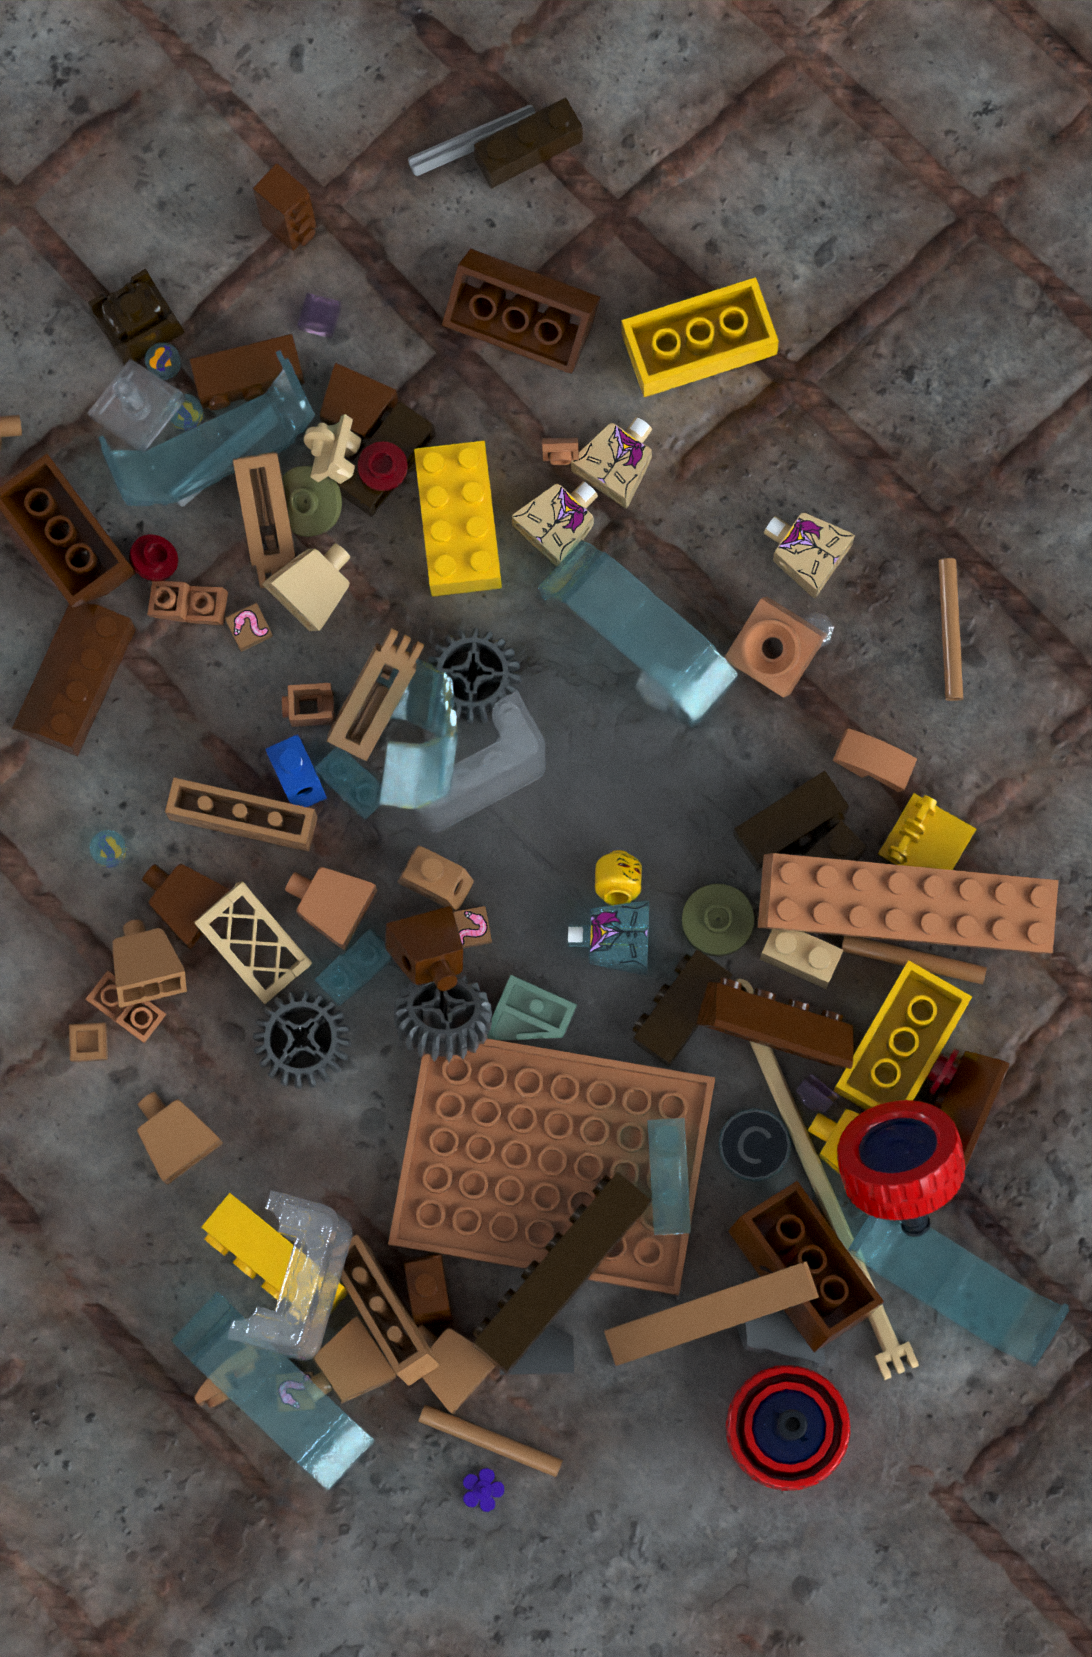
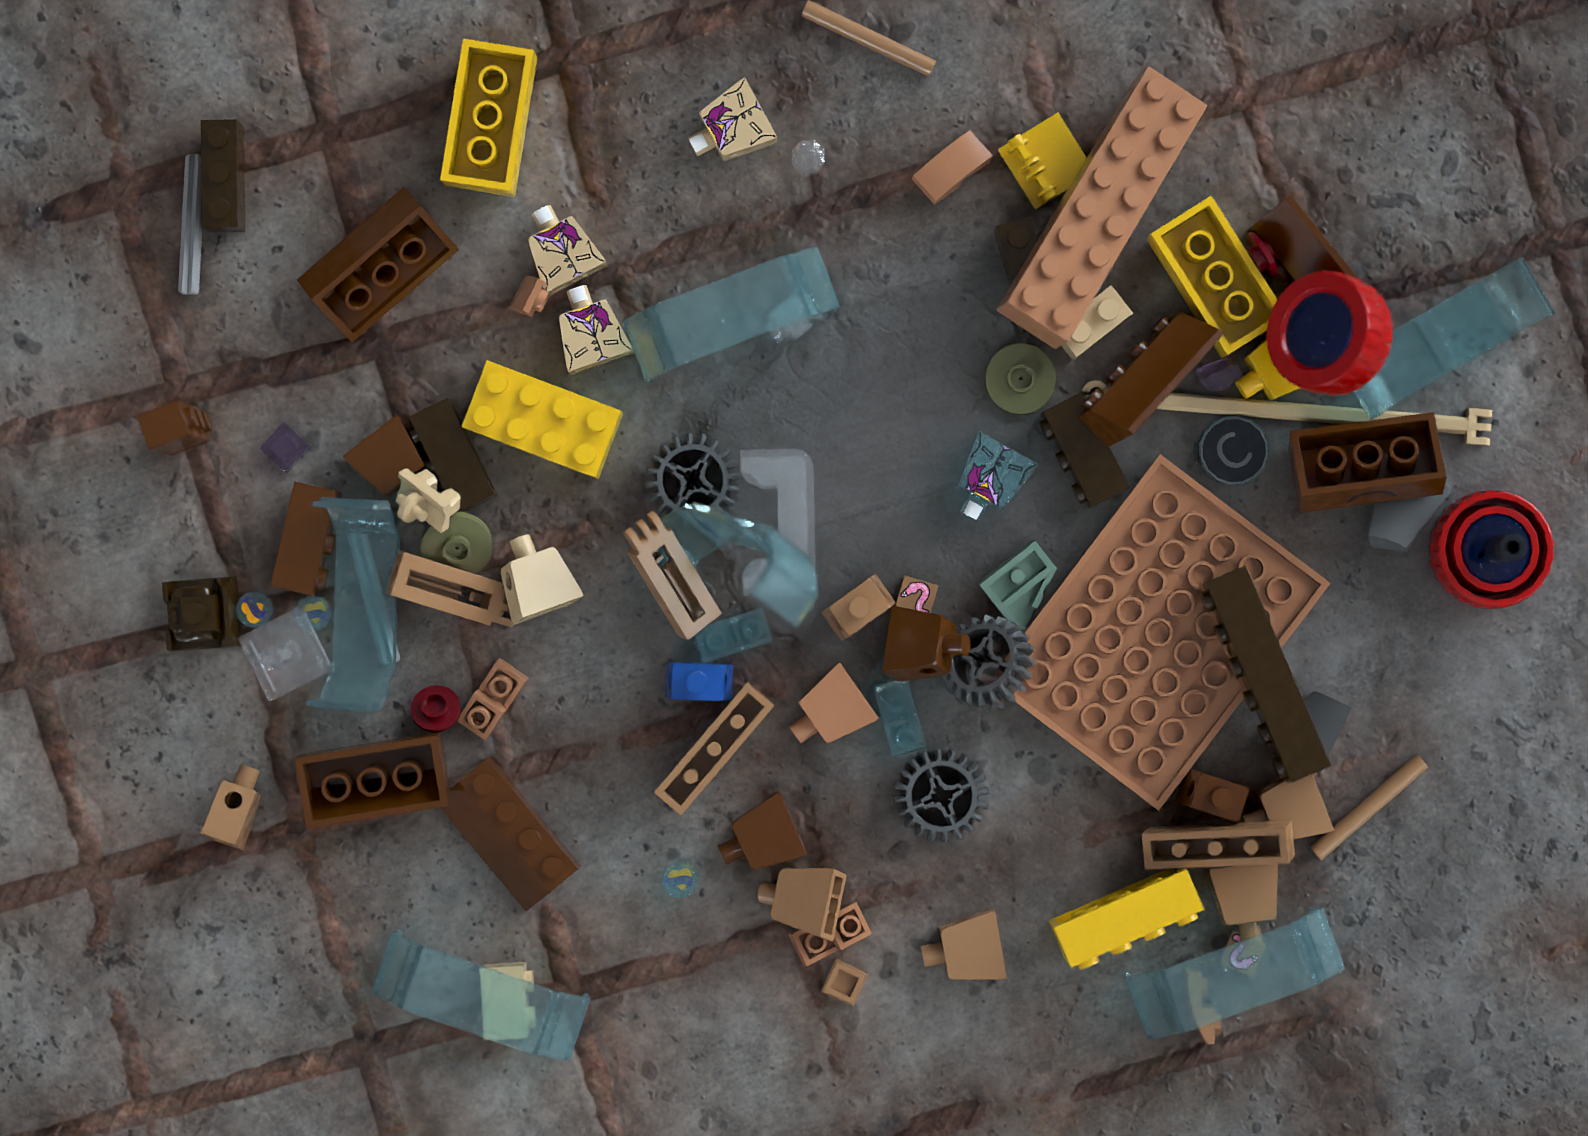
camera: 65 degrees left, 10 degrees up
(223, 945) = (823, 822): tan window -> none
(248, 627) = (543, 655): medium nougat tile -> none
(309, 692) = (650, 624): nougat window -> none
(309, 1282) = (1212, 935): clear windscreen -> none
(382, 466) = (463, 463): dark red piece -> none
(482, 1490) = (1405, 835): dark purple plant -> none
(618, 877) = (942, 446): yellow head -> none
(669, 1176) = (1227, 538): clear light blue slope -> none
(711, 1313) = (1367, 564): medium nougat tile -> none
(751, 649) = (825, 216): nougat piece -> none
(792, 820) = (970, 268): dark brown brick -> none
(901, 955) = (1153, 217): medium nougat piece -> none

